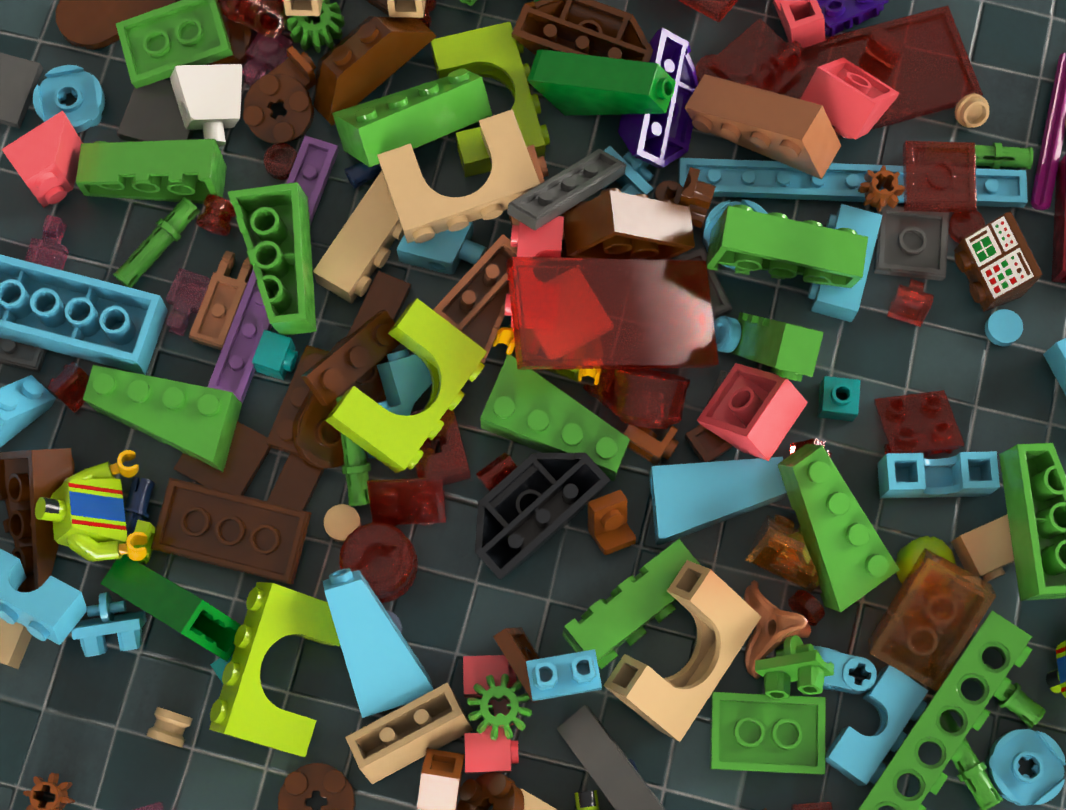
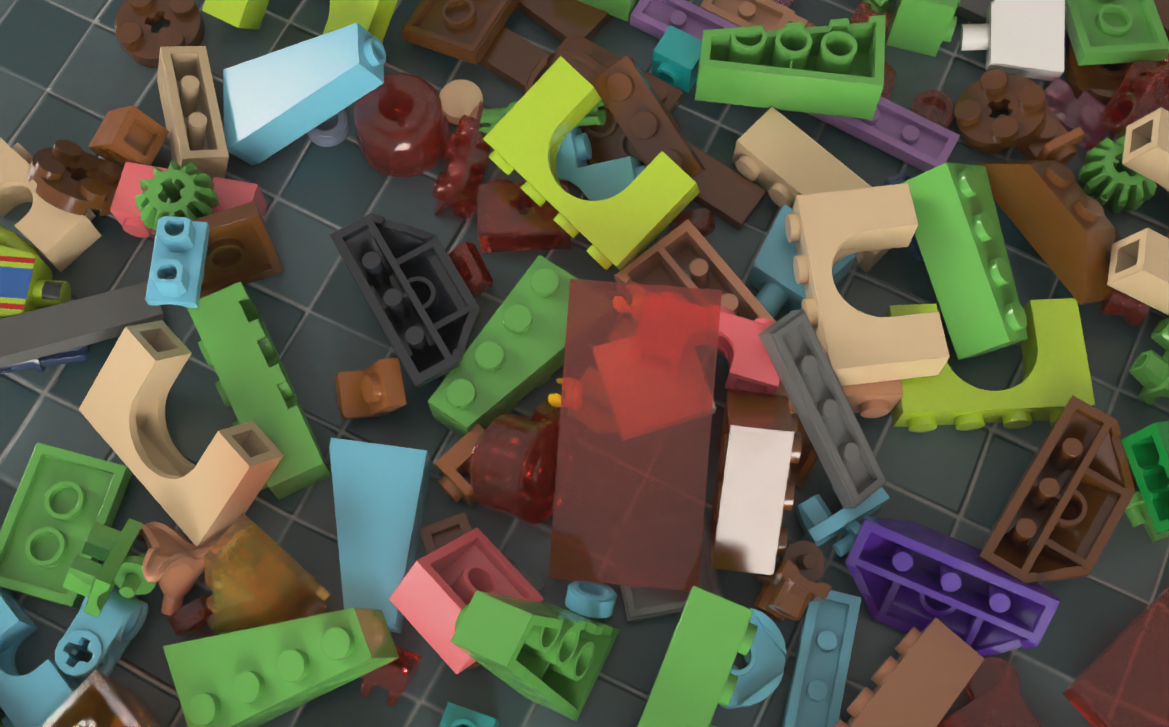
camera: 105 degrees right, 5 degrees down
(600, 84) = (978, 494): green slope -> none

